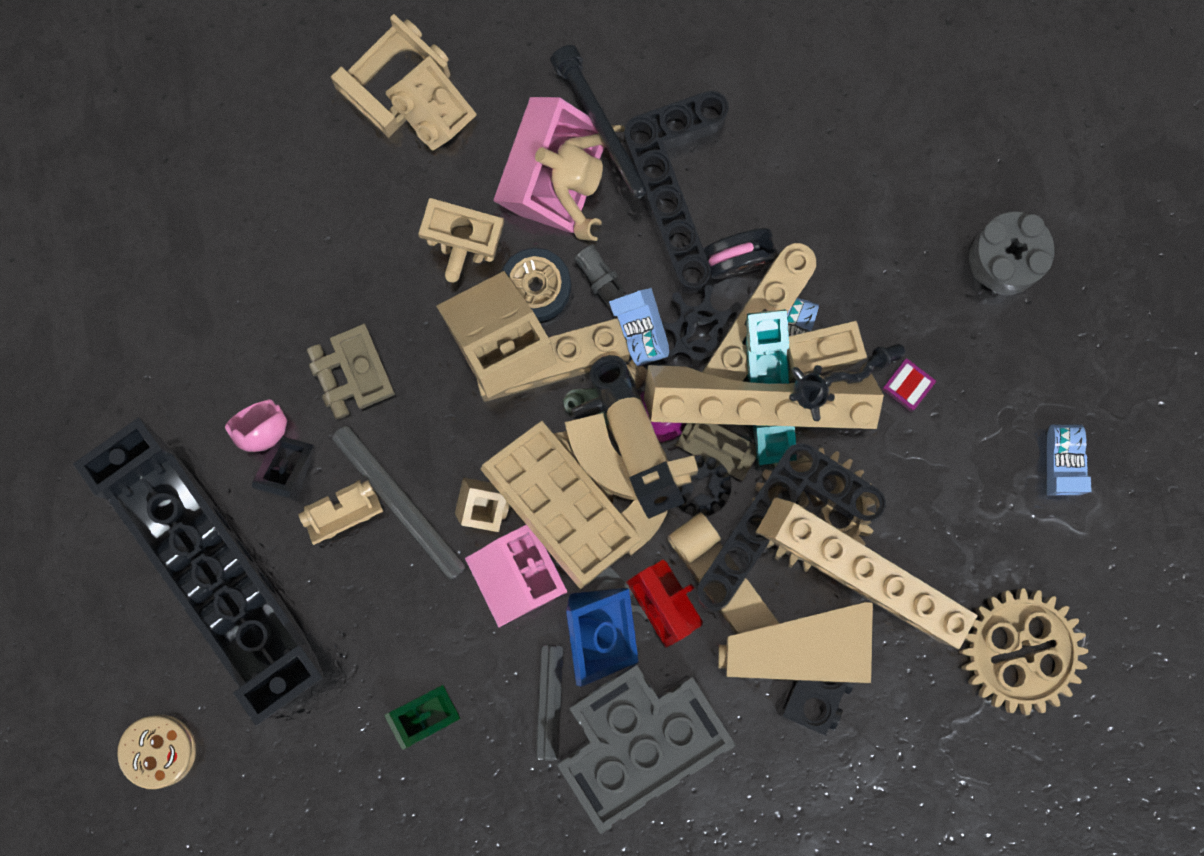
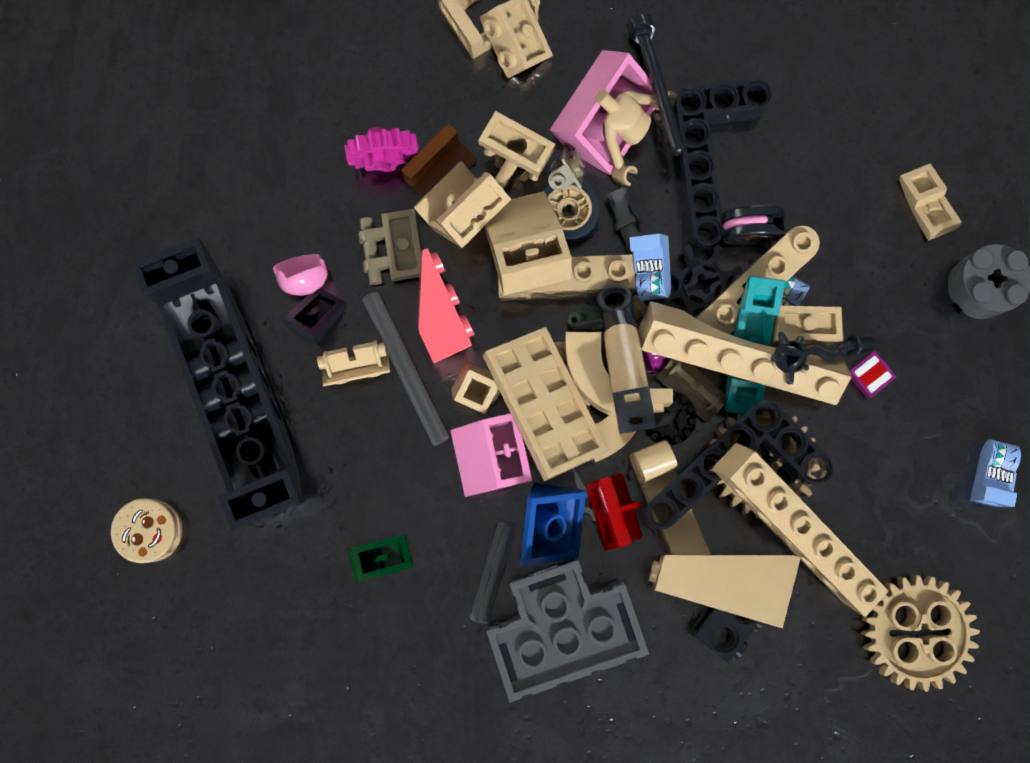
camera: 20 degrees right, 0 degrees up
(313, 267) = (381, 149): none -> dark pink gear
(380, 268) = (437, 160): none -> reddish brown panel
(421, 442) = (438, 320): none -> coral slope
(427, 299) = (472, 198): none -> tan panel
(523, 241) = (567, 170): none -> dark tan hinge
(927, 180) = (927, 201): none -> tan slope

